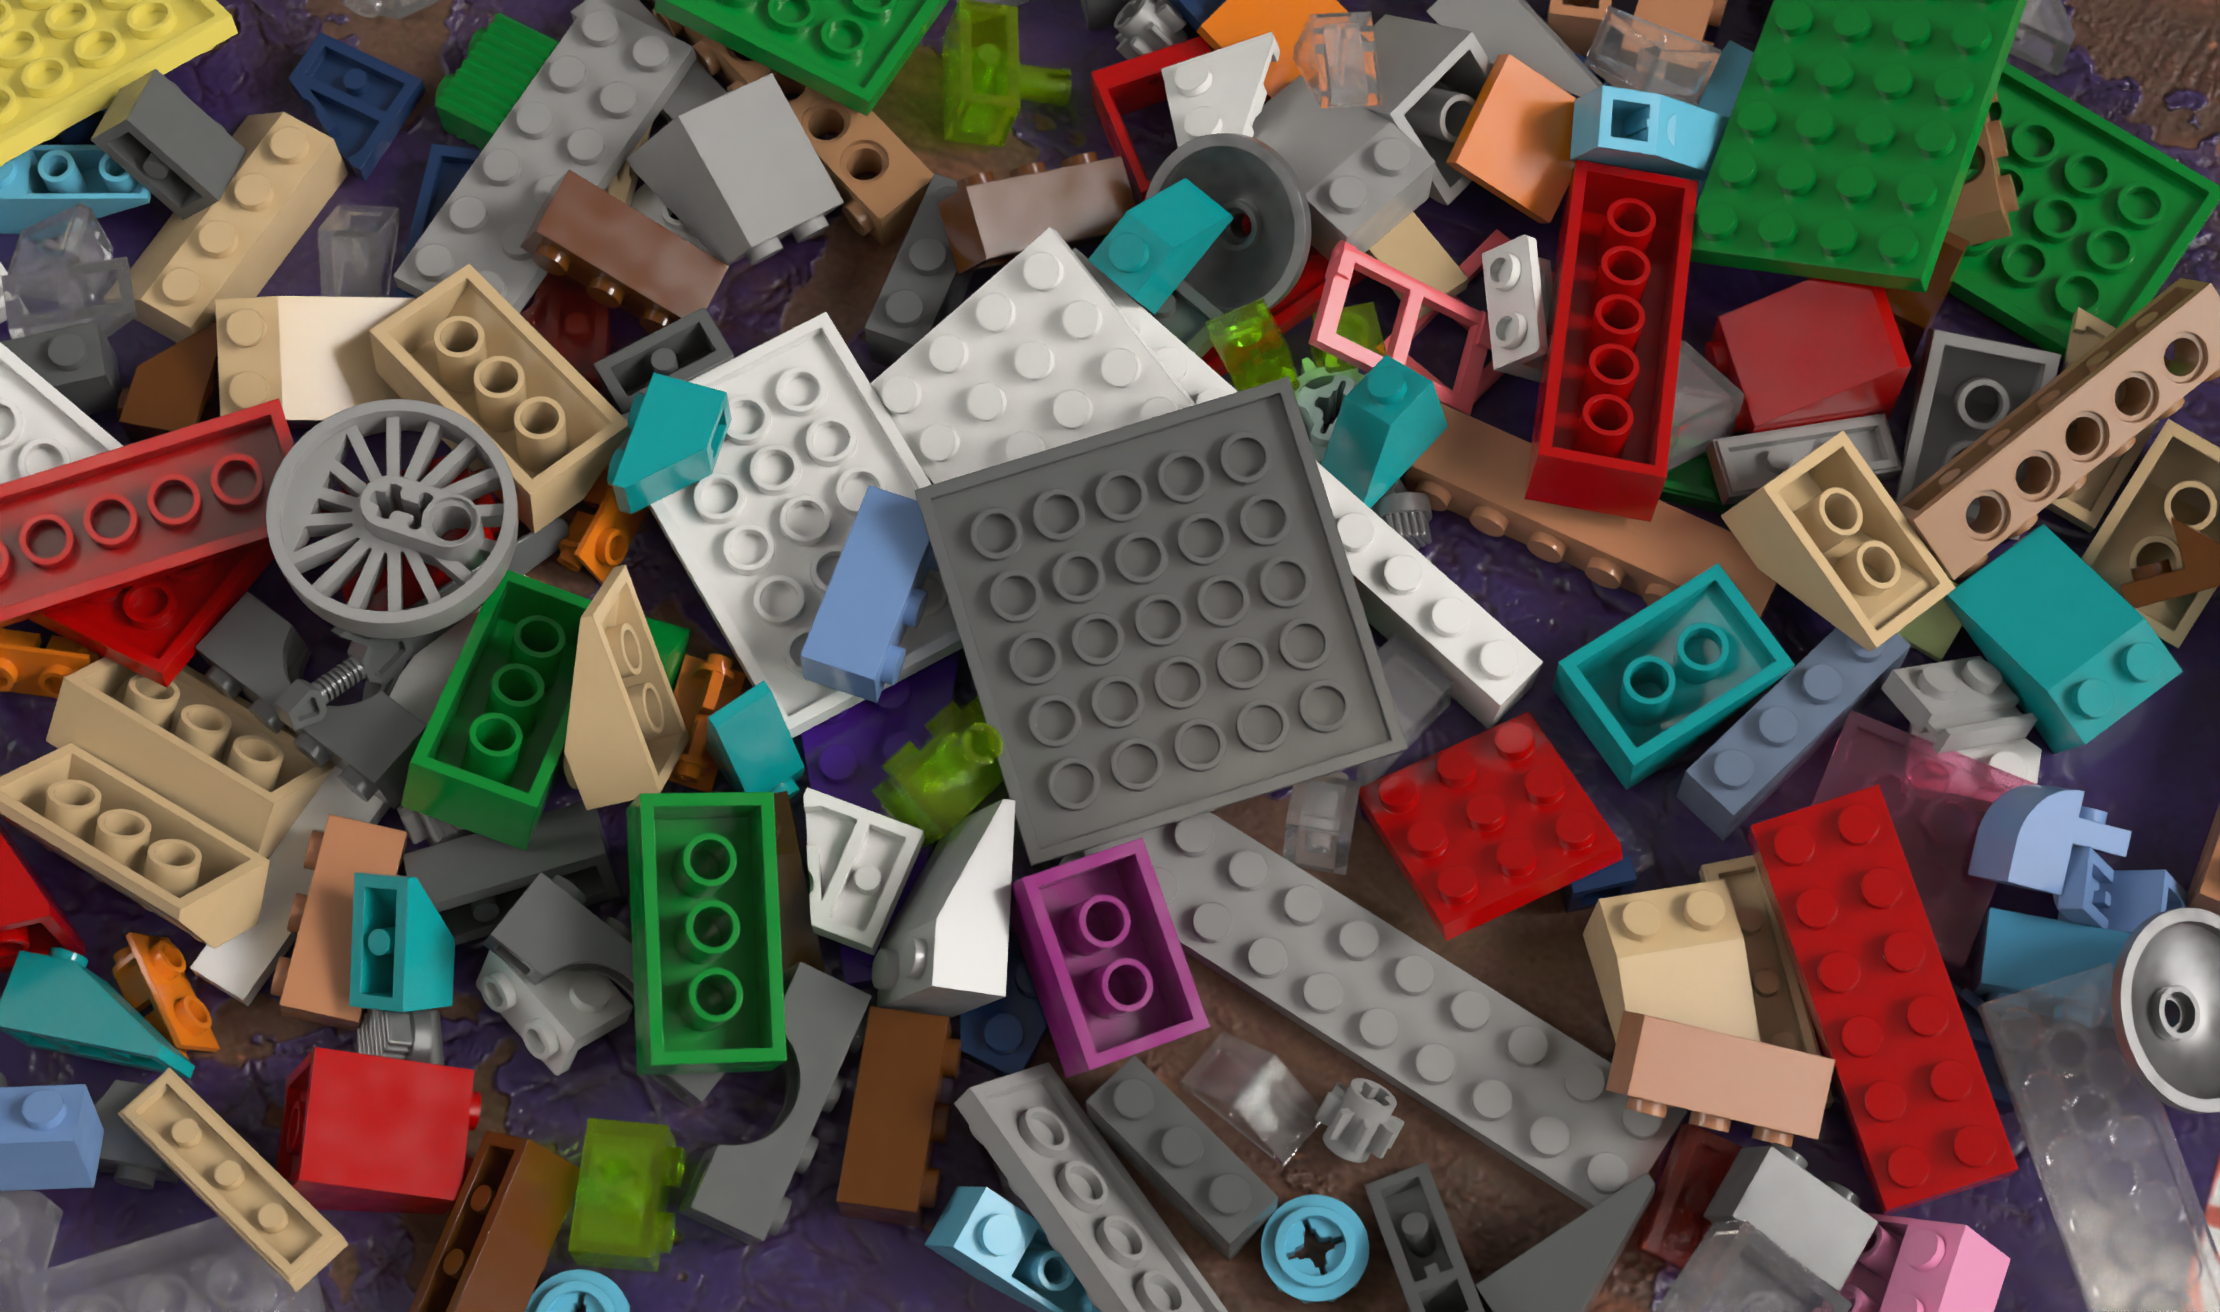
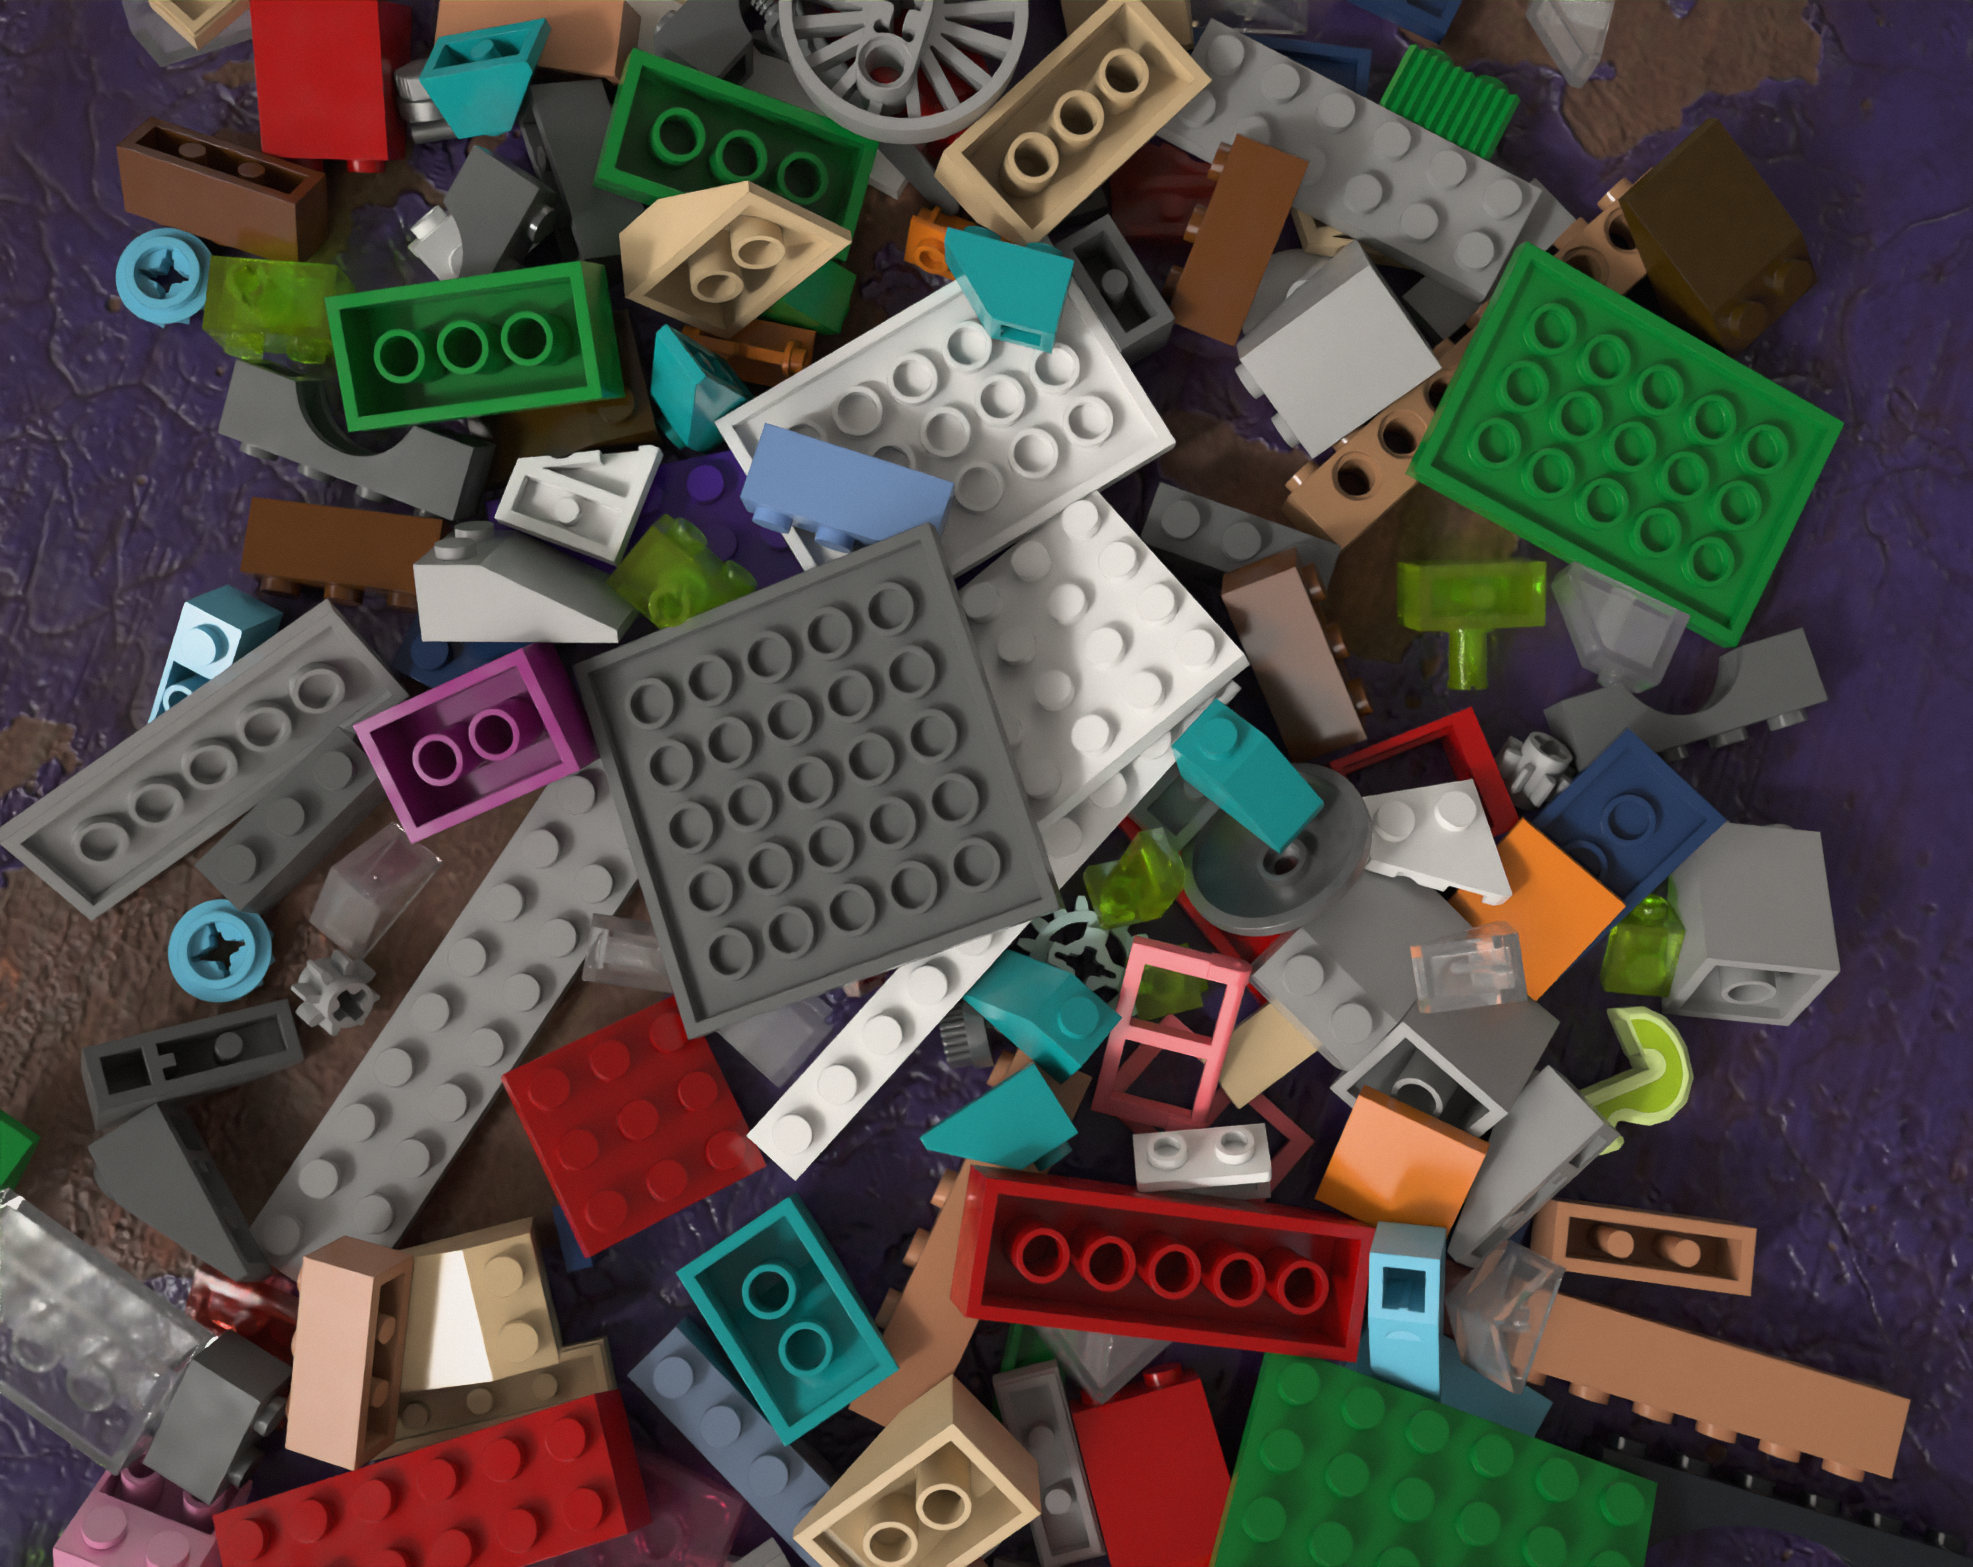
camera: 80 degrees right, 15 degrees up
(1483, 463) = (1007, 1125): none -> teal slope

